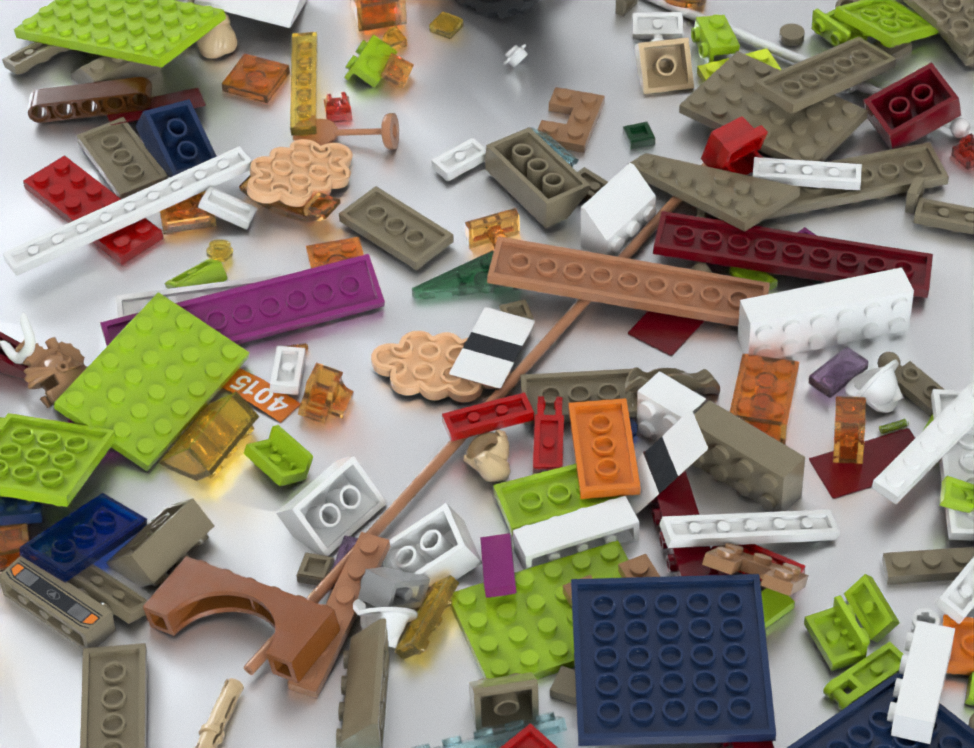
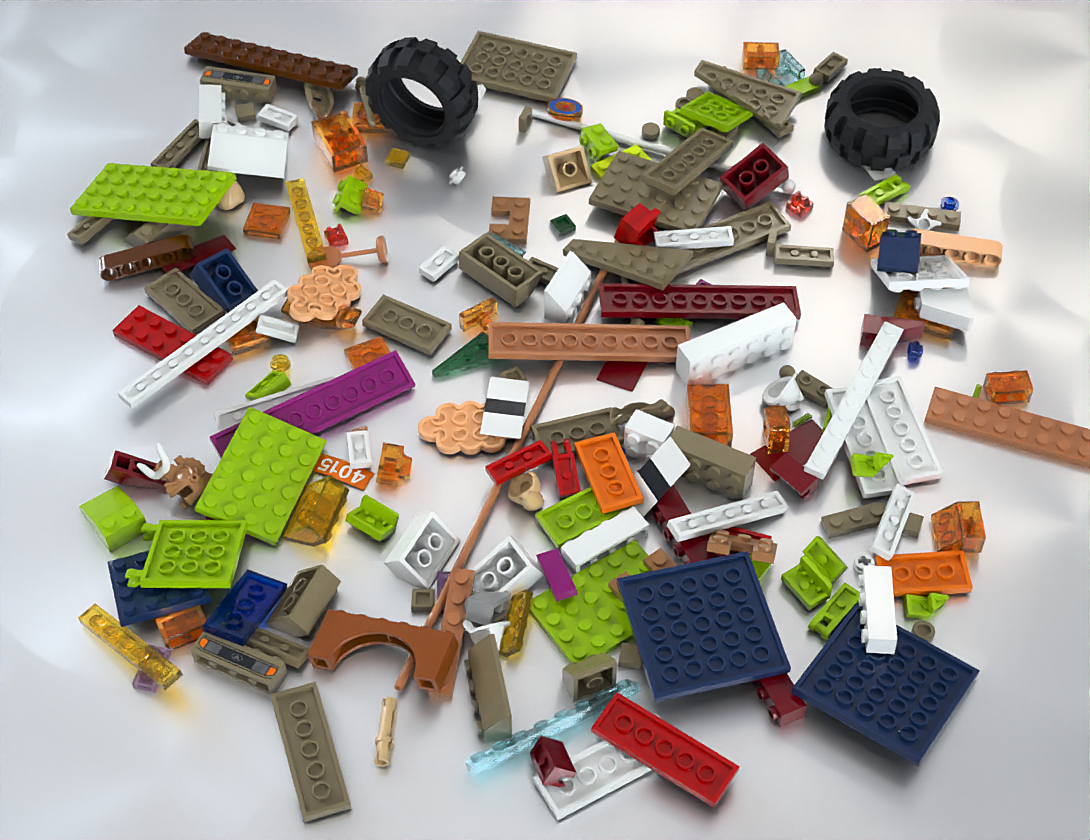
camera: 15 degrees left, 5 degrees up
(657, 25) = (553, 138): white plate -> none
(838, 372) = (754, 385): clear purple plate -> none
(857, 491) = (793, 474): none -> dark red hinge

